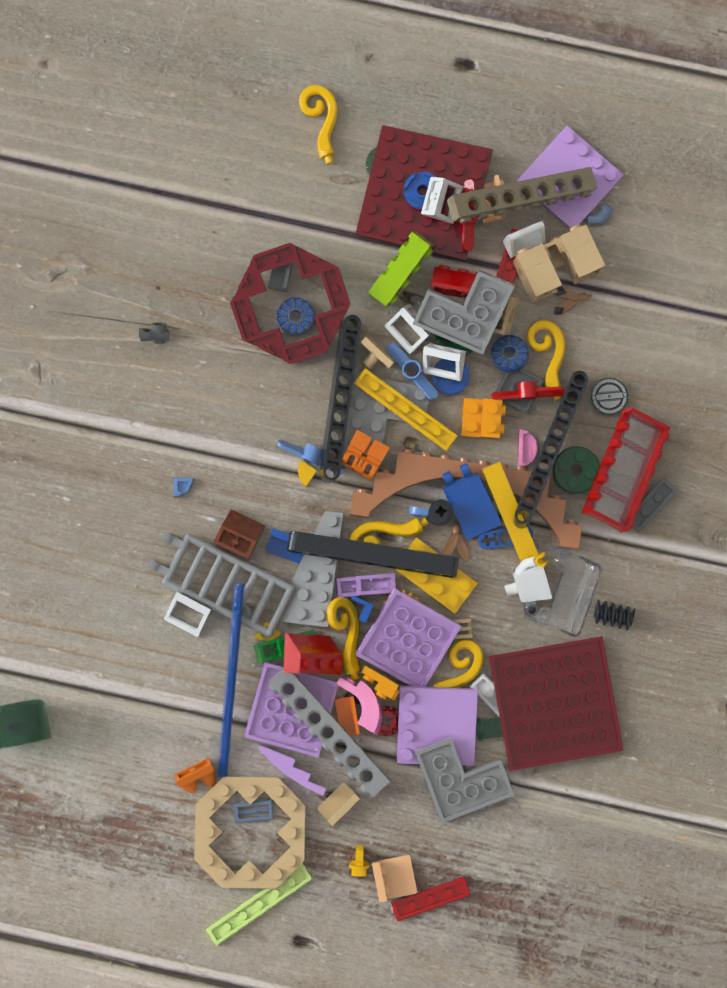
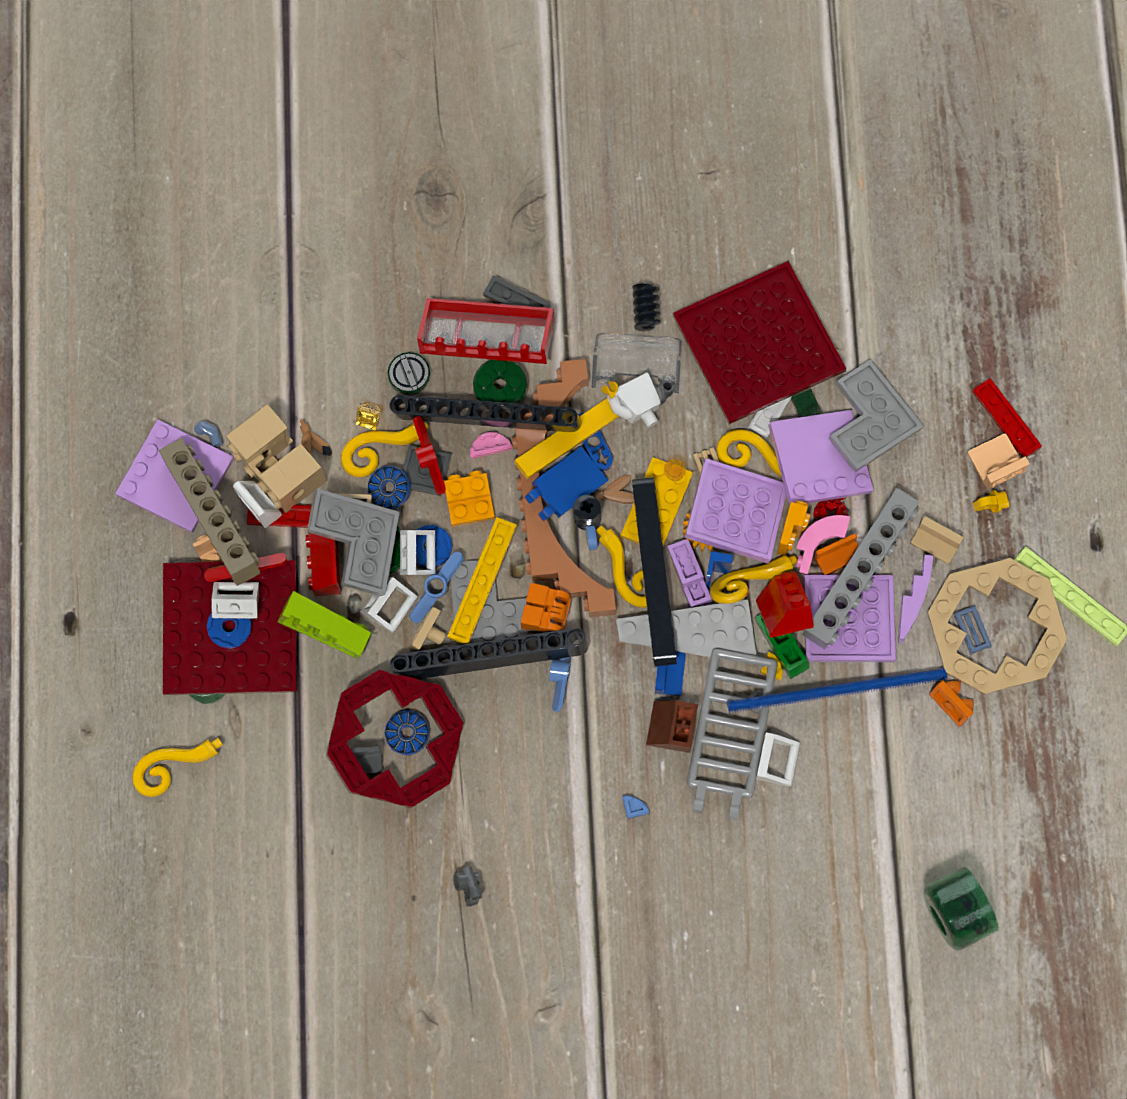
camera: 100 degrees left, 10 degrees down
(305, 472) = (582, 674): yellow tile -> none
(458, 597) = (674, 470): none -> clear yellow plate
(578, 351) = (368, 416): none -> clear yellow tile

